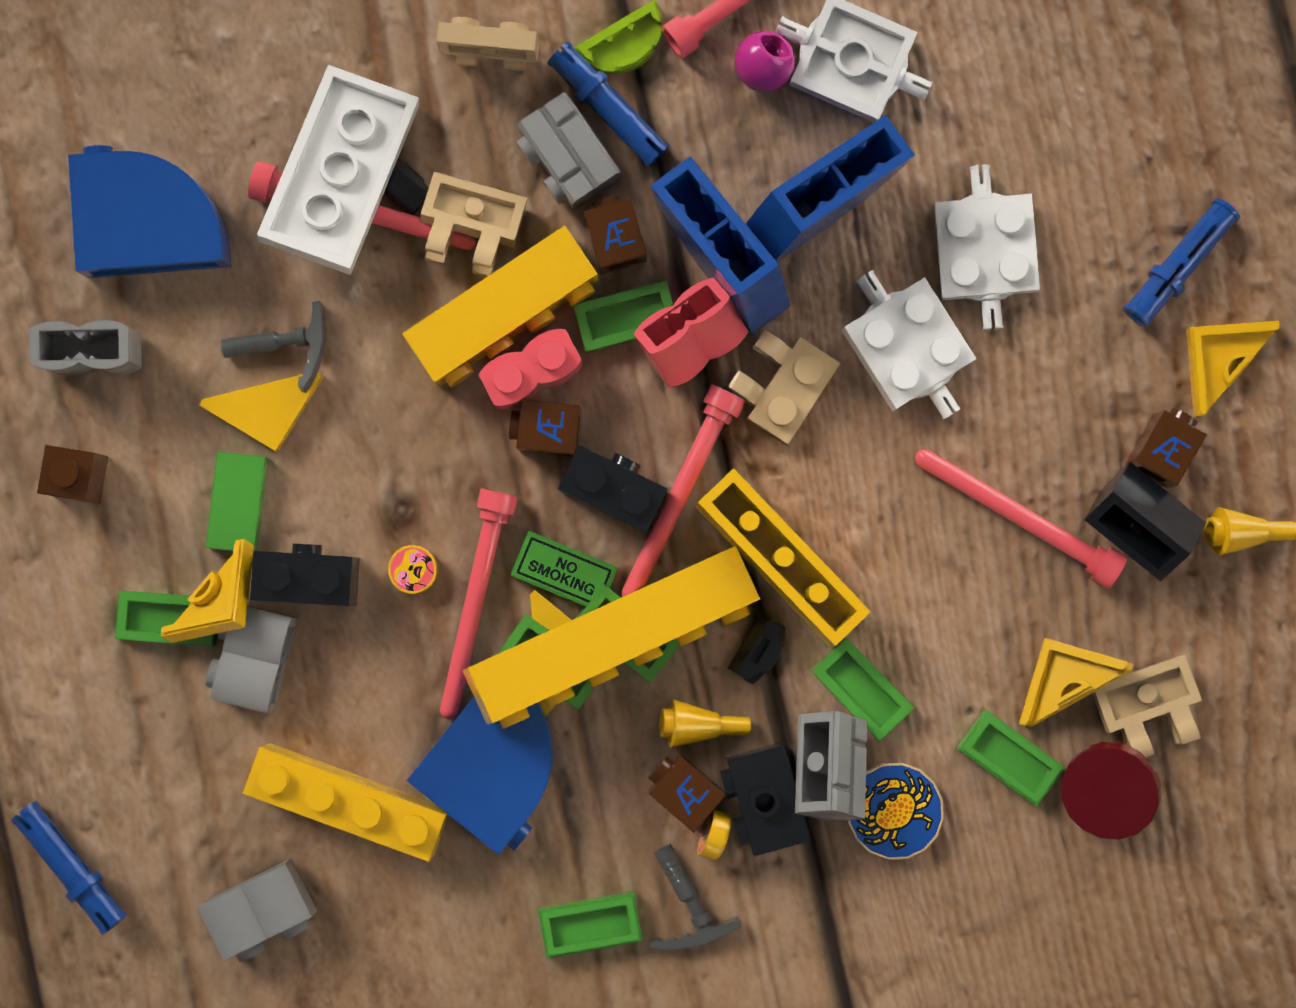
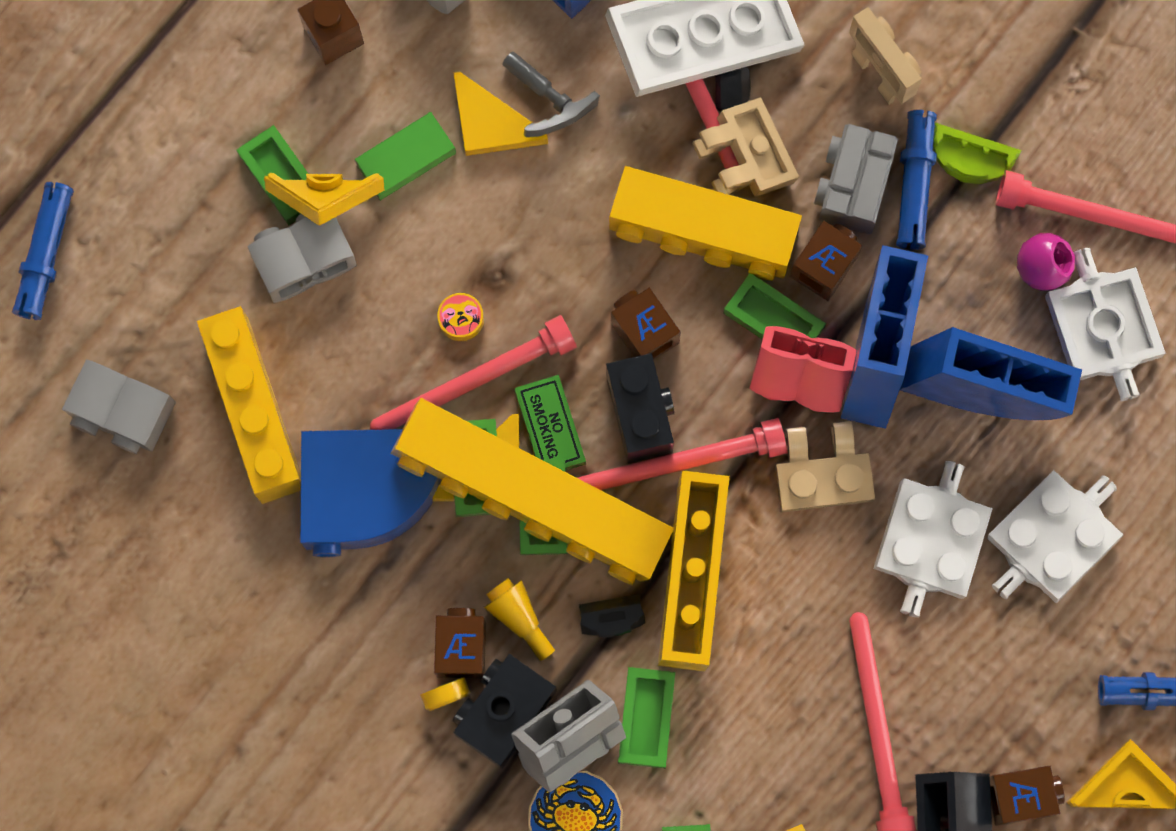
camera: 55 degrees right, 10 degrees down
(305, 577) = (391, 243): black brick -> none
(543, 363) = (687, 283): coral brick -> none
(590, 924) = (302, 659): bright green tile -> none
(687, 893) = (384, 713): dark grey piece -> none

